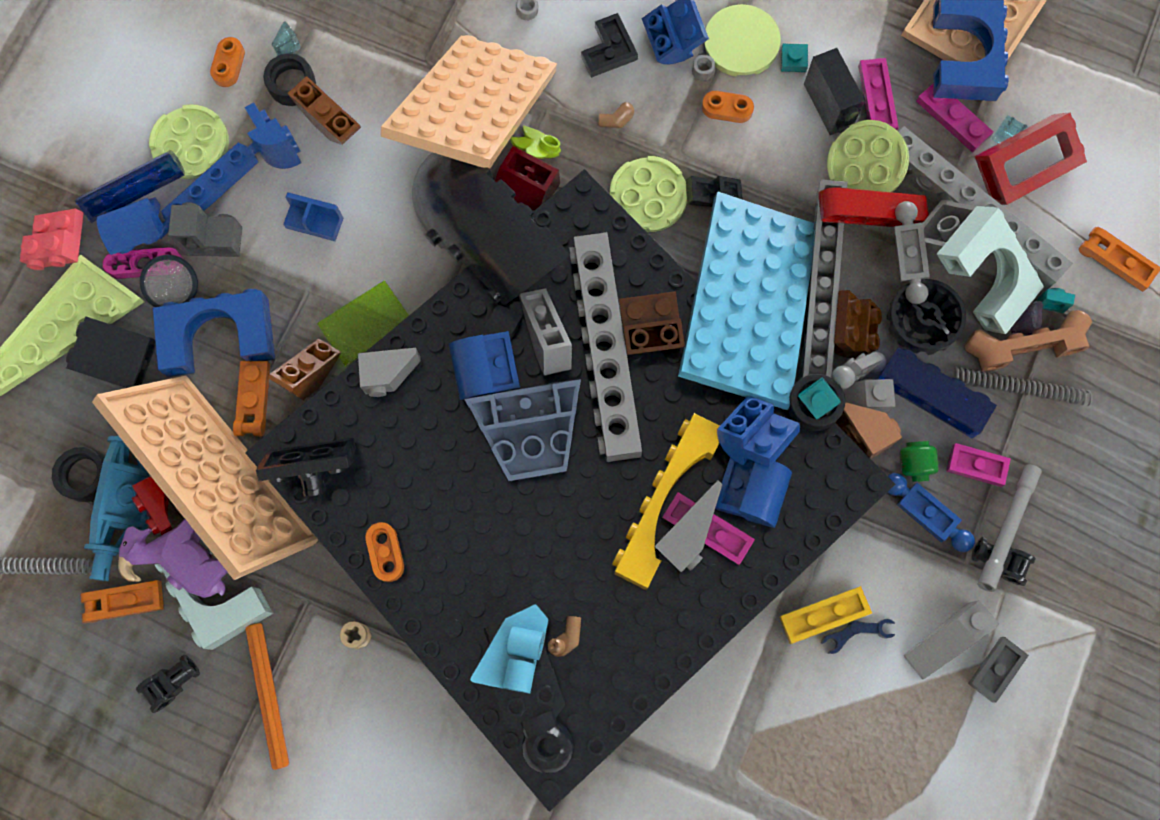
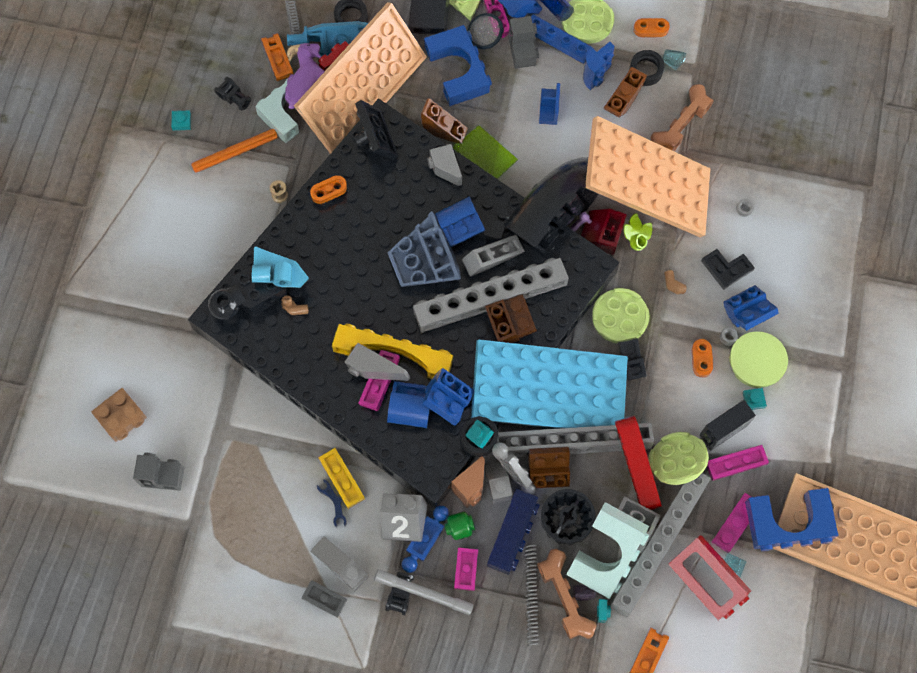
camera: 75 degrees right, 5 degrees down
(190, 775) = (181, 120): none -> teal plate
(252, 398) = (418, 98): orange plate -> none
(365, 25) = (699, 106): none -> nougat plate
(900, 536) = (403, 517): none -> light grey slope
(911, 252) = (610, 493): light grey plate -> none

